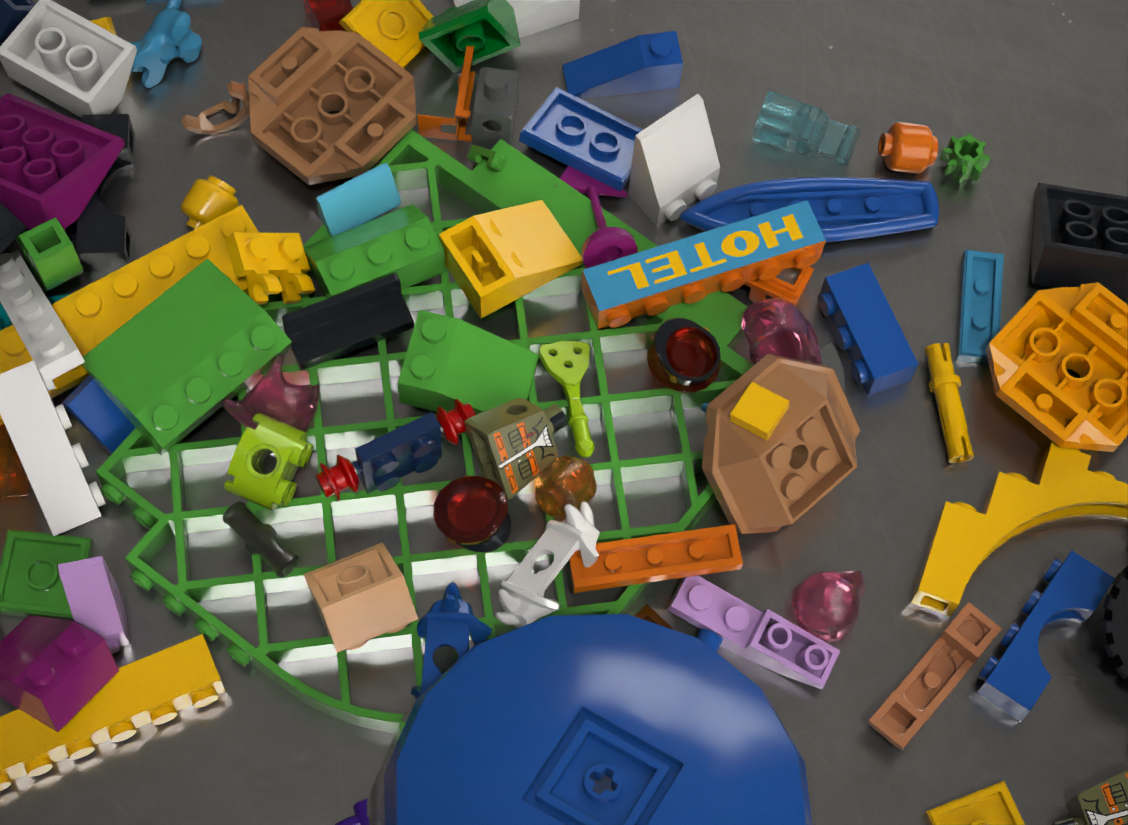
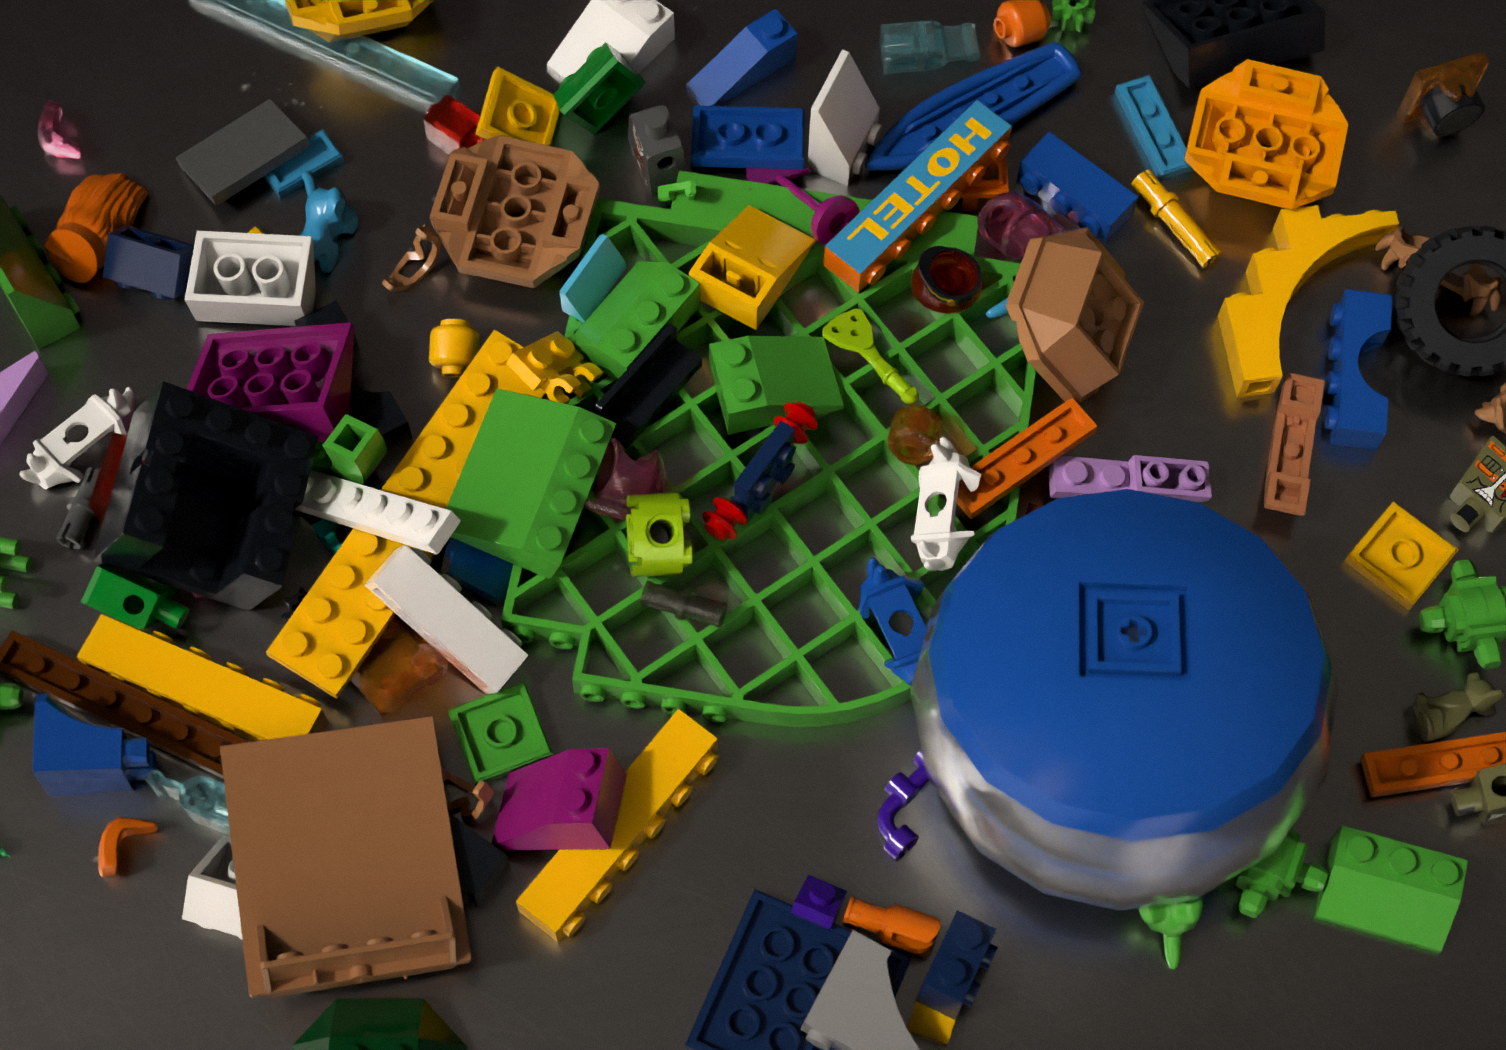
camera: 25 degrees left, 0 degrees up
(96, 600) = (572, 720): lavender slope -> none
(361, 597) = (799, 608): light nougat slope -> none
(431, 125) = (609, 187): orange piece -> none
(473, 513) = (850, 493): clear red piece -> none
(515, 442) = (854, 419): olive torso -> none
(759, 411) = (1054, 287): yellow tile -> none
(829, 603) = (1177, 425): clear pink piece -> none

